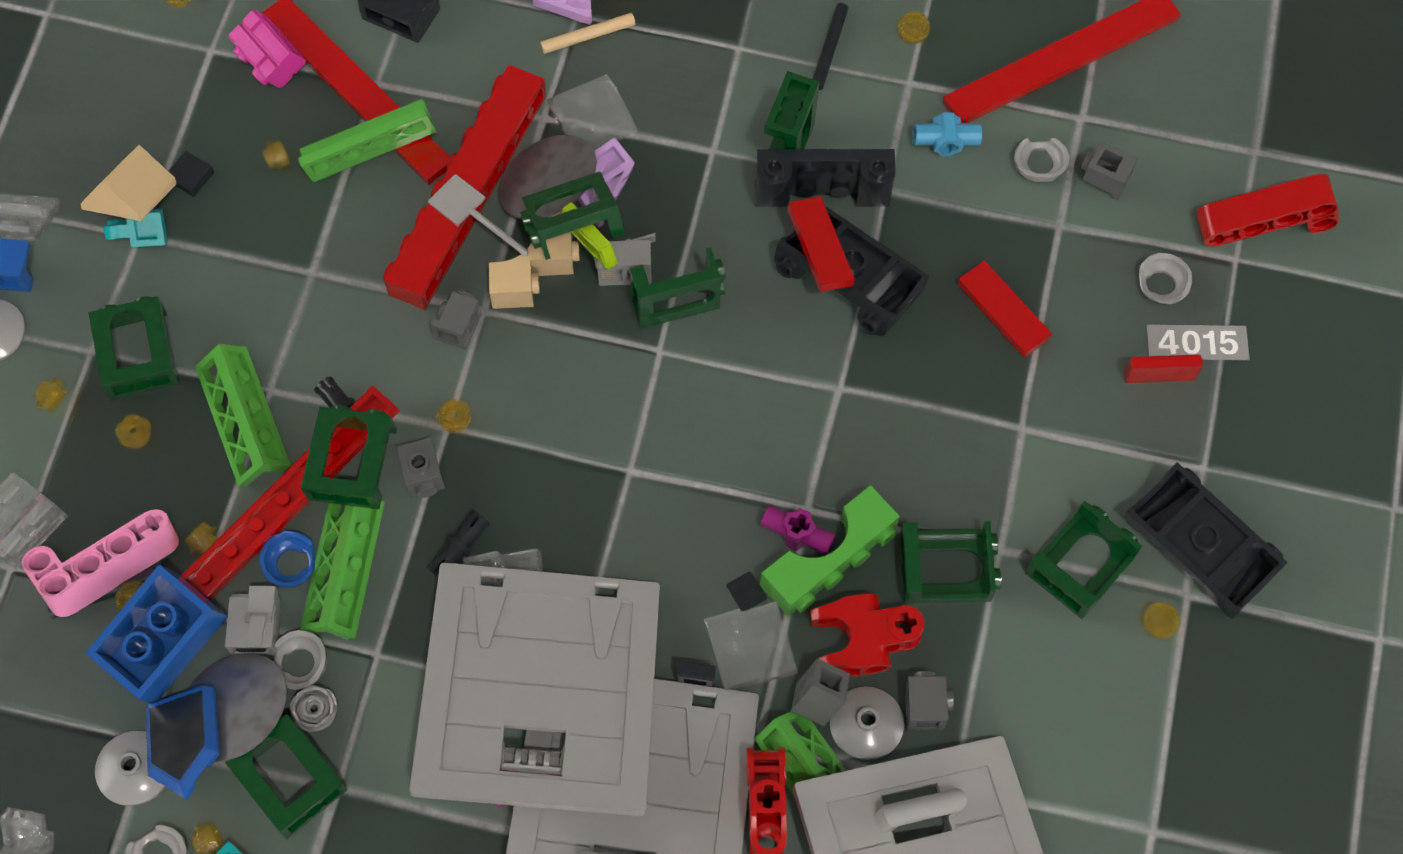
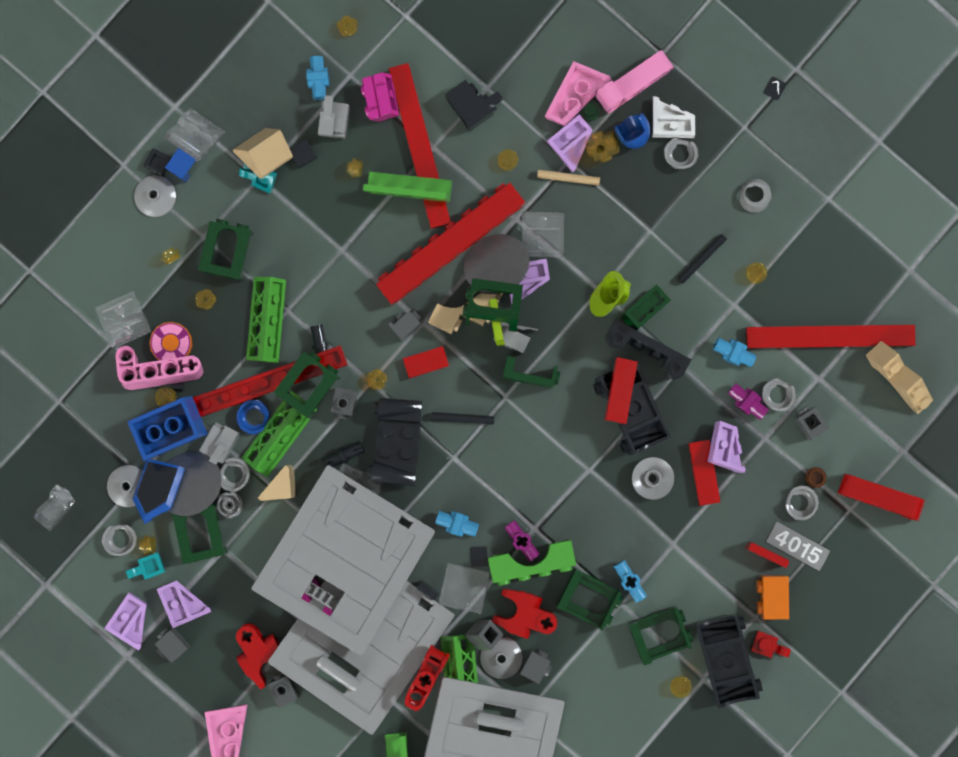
camera: 30 degrees right, 20 degrees up
(102, 512) = (170, 341): none -> tile
(164, 68) = (317, 77): none -> dark azure axle
(201, 537) = (213, 381): clear yellow plate -> none
(212, 106) = (333, 119): none -> light grey piece
(381, 634) = (281, 486): none -> tan slope
(459, 200) = (438, 257): light grey piece -> none
(490, 49) = (507, 160): none -> clear yellow plate
(515, 358) = (426, 362): none -> red tile
(530, 481) = (396, 442): none -> black piece
(611, 407) = (465, 418): none -> black bar
(686, 555) = (457, 523): none -> dark azure axle
(730, 139) = (609, 293): none -> lime piece
(938, 334) = (663, 482): none -> light grey dish
(979, 498) = (636, 590): none -> dark azure axle
(1005, 185) = (748, 401): none -> magenta axle
(1013, 259) = (726, 447): none -> lavender wing
(1161, 237) = (815, 477): none -> reddish brown plate
(1200, 55) = (904, 380): none -> tan arch
(1210, 421) = (773, 596): none -> orange brick
(1246, 497) = (767, 644): none -> red plate

